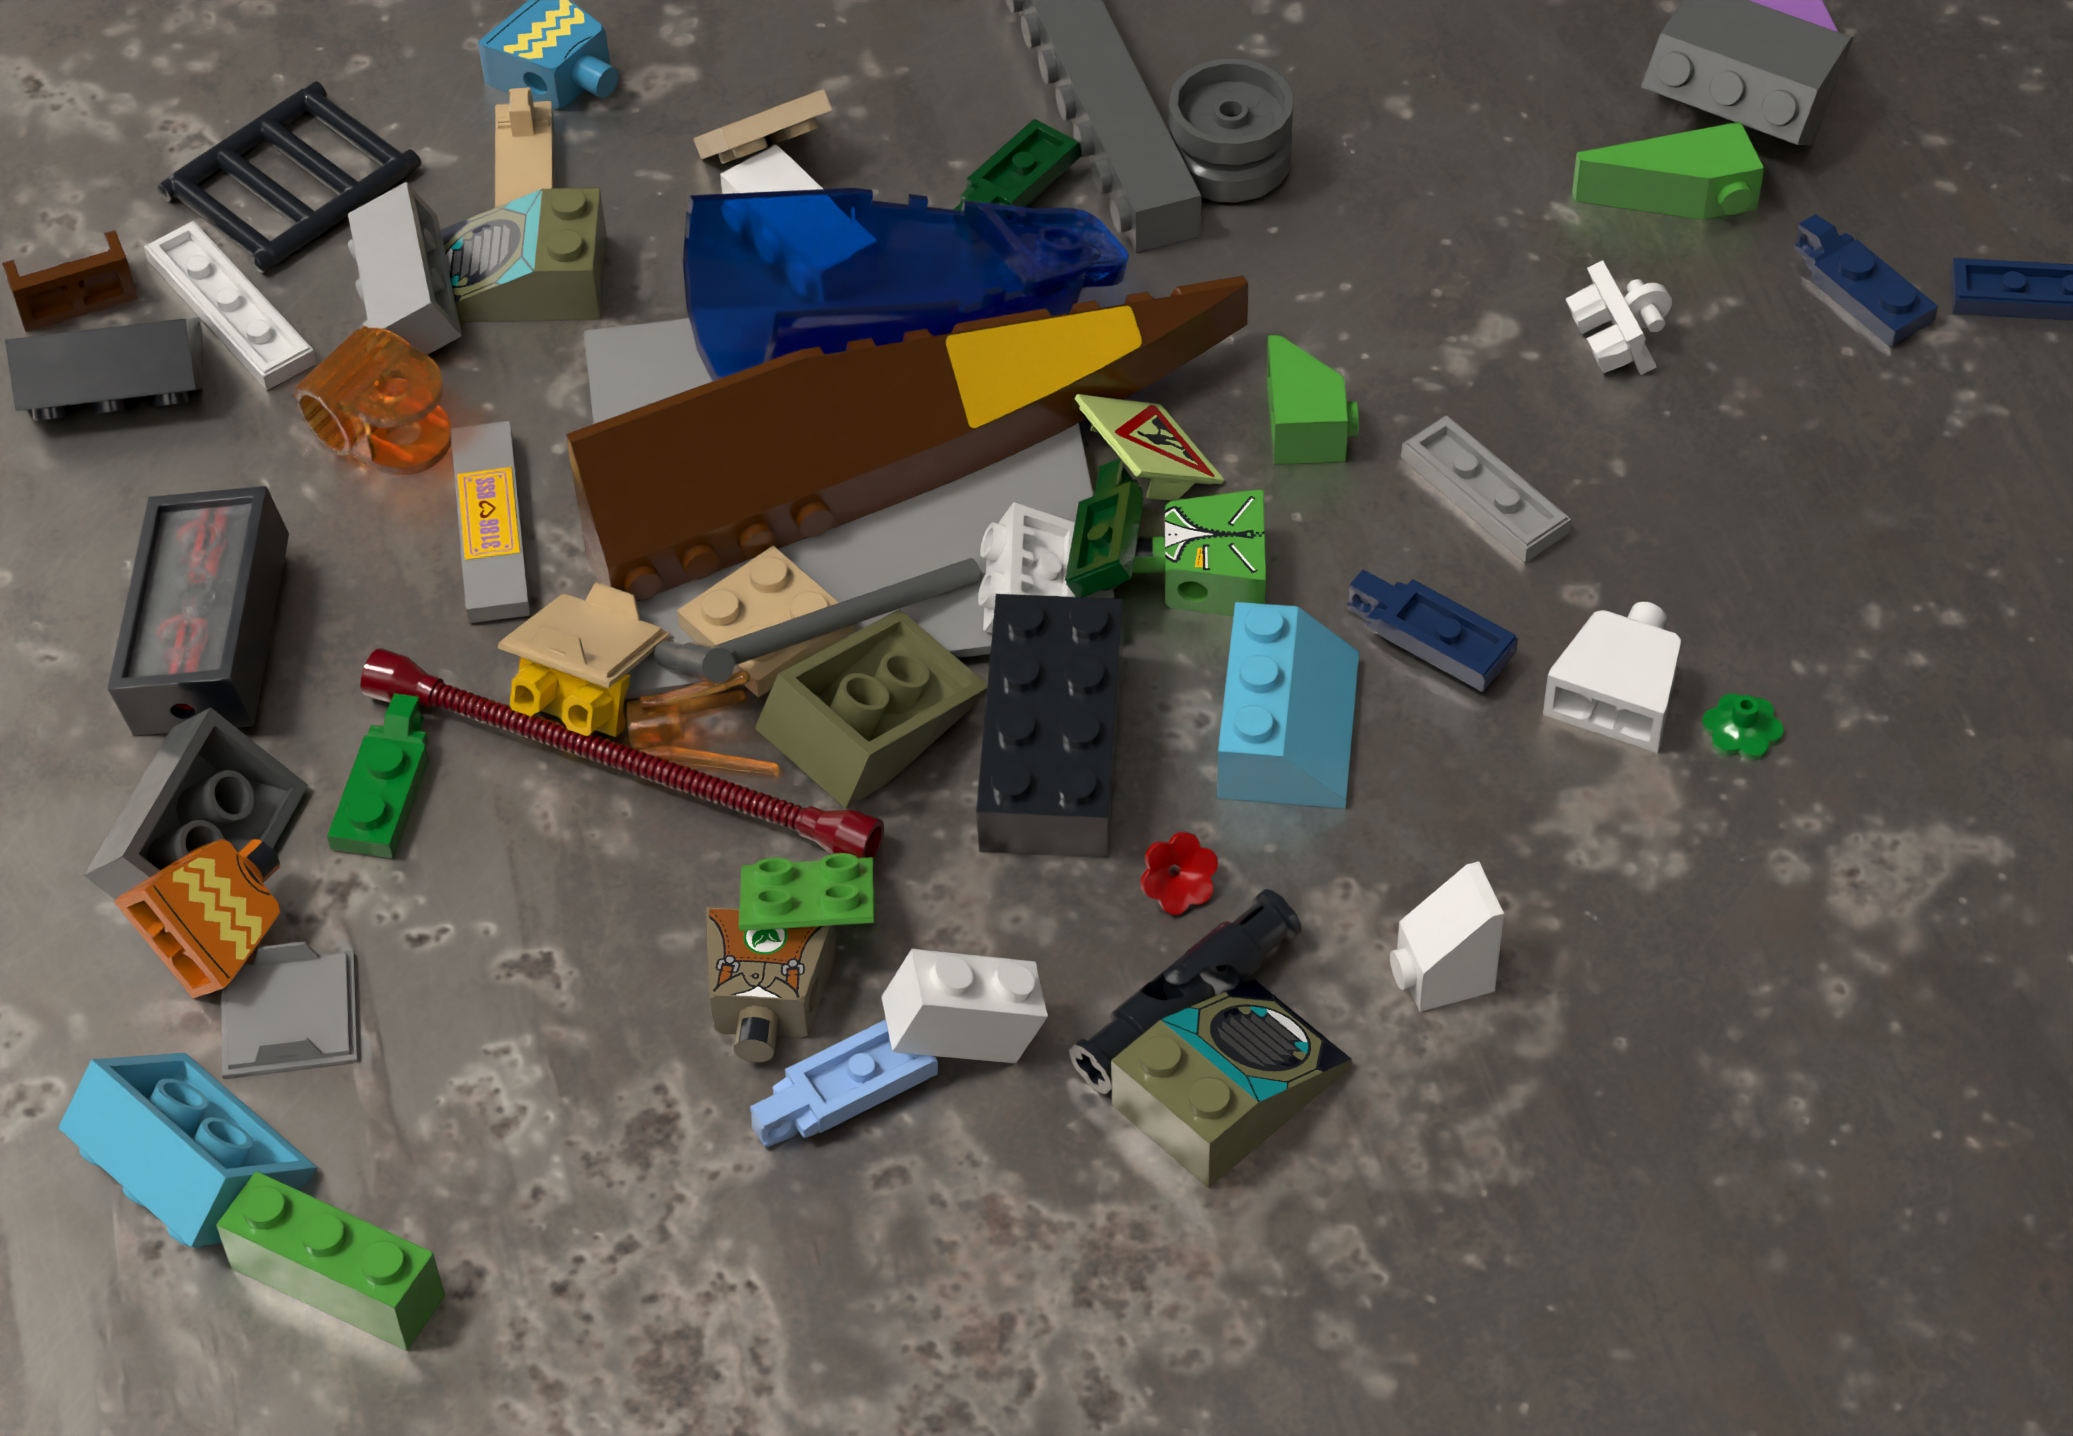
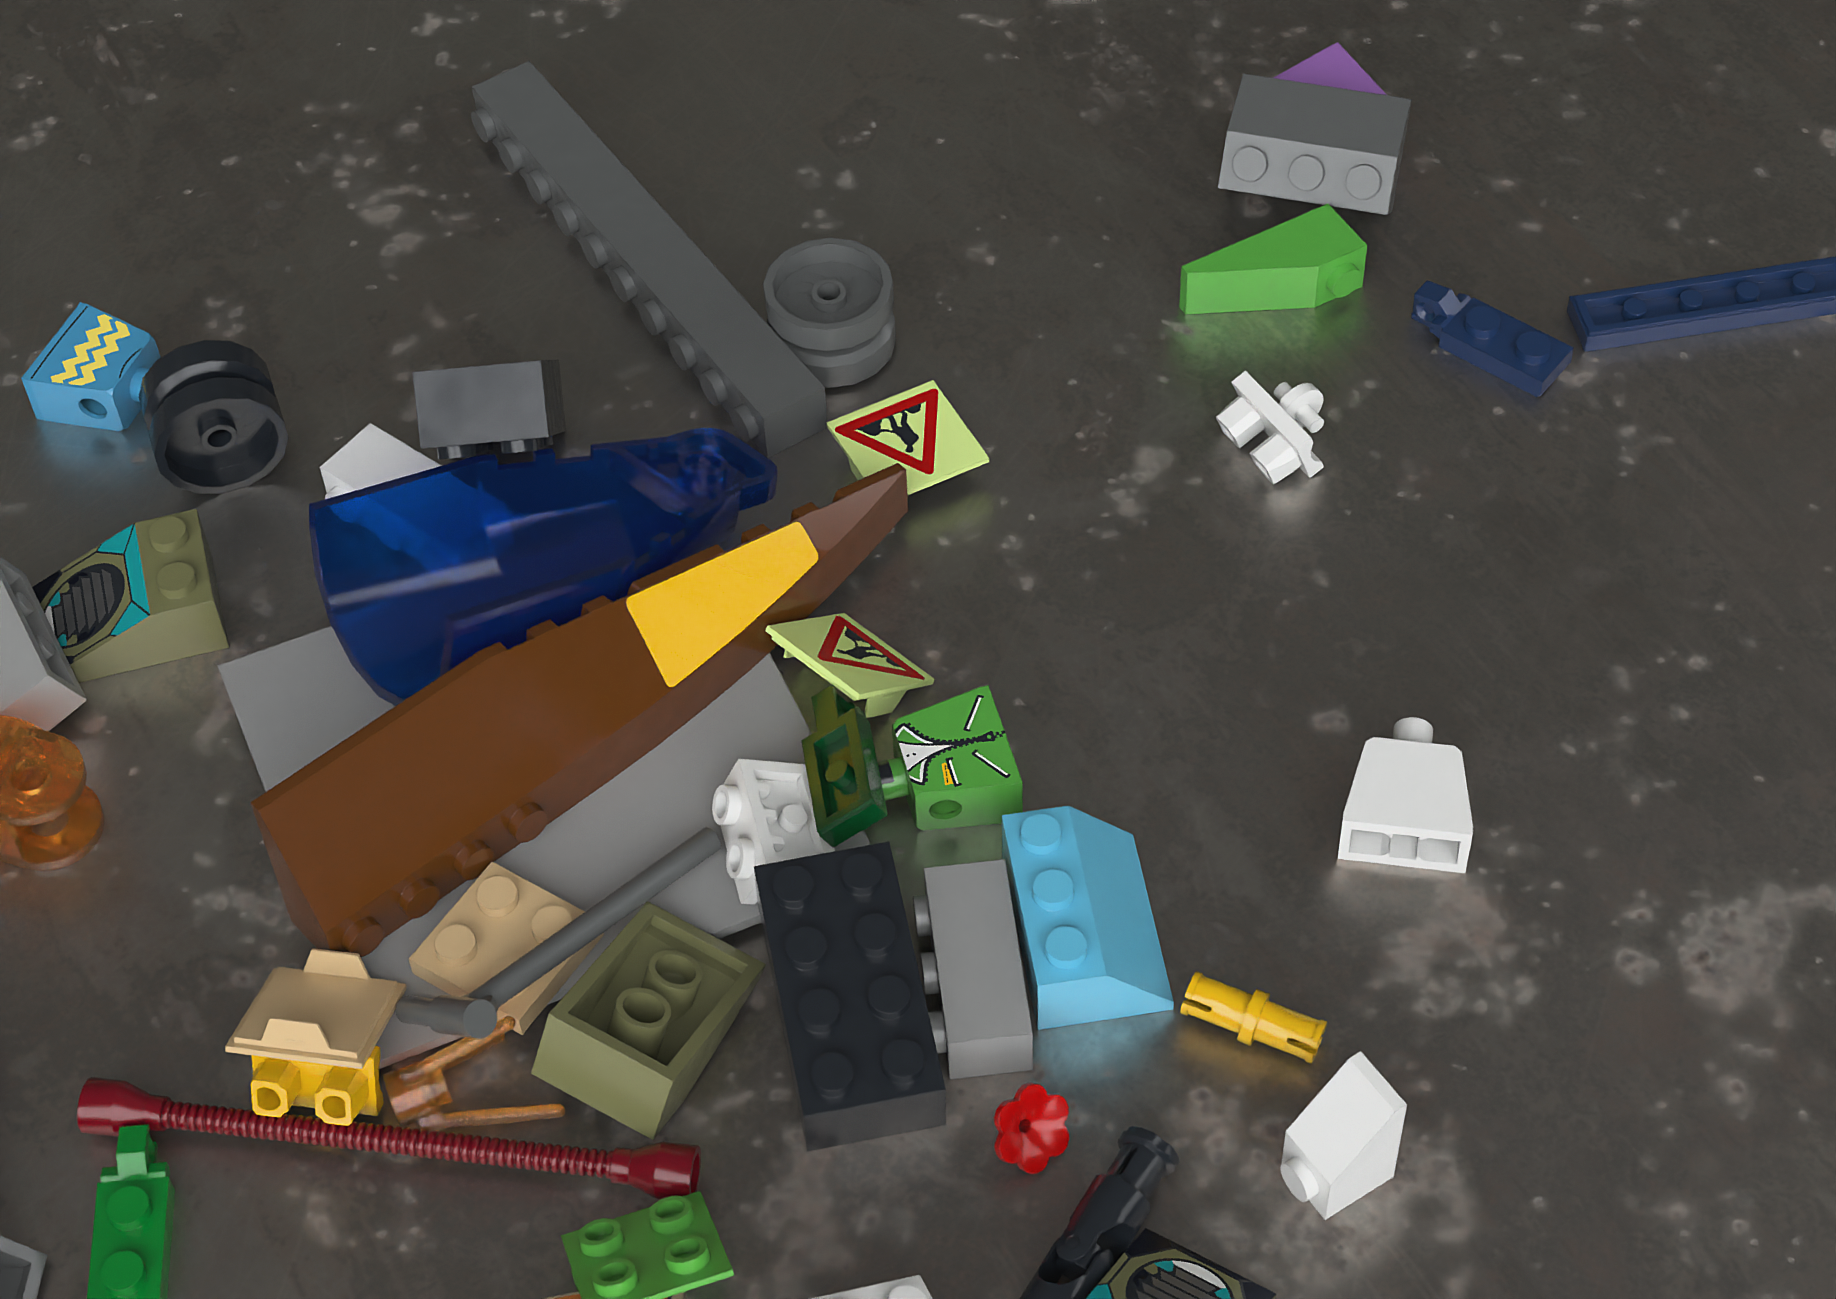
camera: 15 degrees left, 0 degrees up
(489, 522) = (171, 902): light grey tile -> none
(523, 146) = (98, 481): tan hinge -> none
(637, 110) = (213, 417): none -> black wheel
(778, 122) = (337, 415): tan plate -> none
(884, 147) = (485, 404): none -> brick
(1022, 167) = (626, 396): dark green hinge -> none
(1172, 731) = (974, 969): none -> light grey brick
(1275, 257) = (909, 429): none -> yellowish green piece
(1307, 407) = (996, 584): bright green slope -> none
(1411, 827) = (1253, 1017): none -> yellow pin
(1433, 628) = (1201, 792): dark blue hinge -> none
(1486, 488) = (1201, 630): light grey tile -> none
(1742, 726) = (1539, 825): green plant -> none

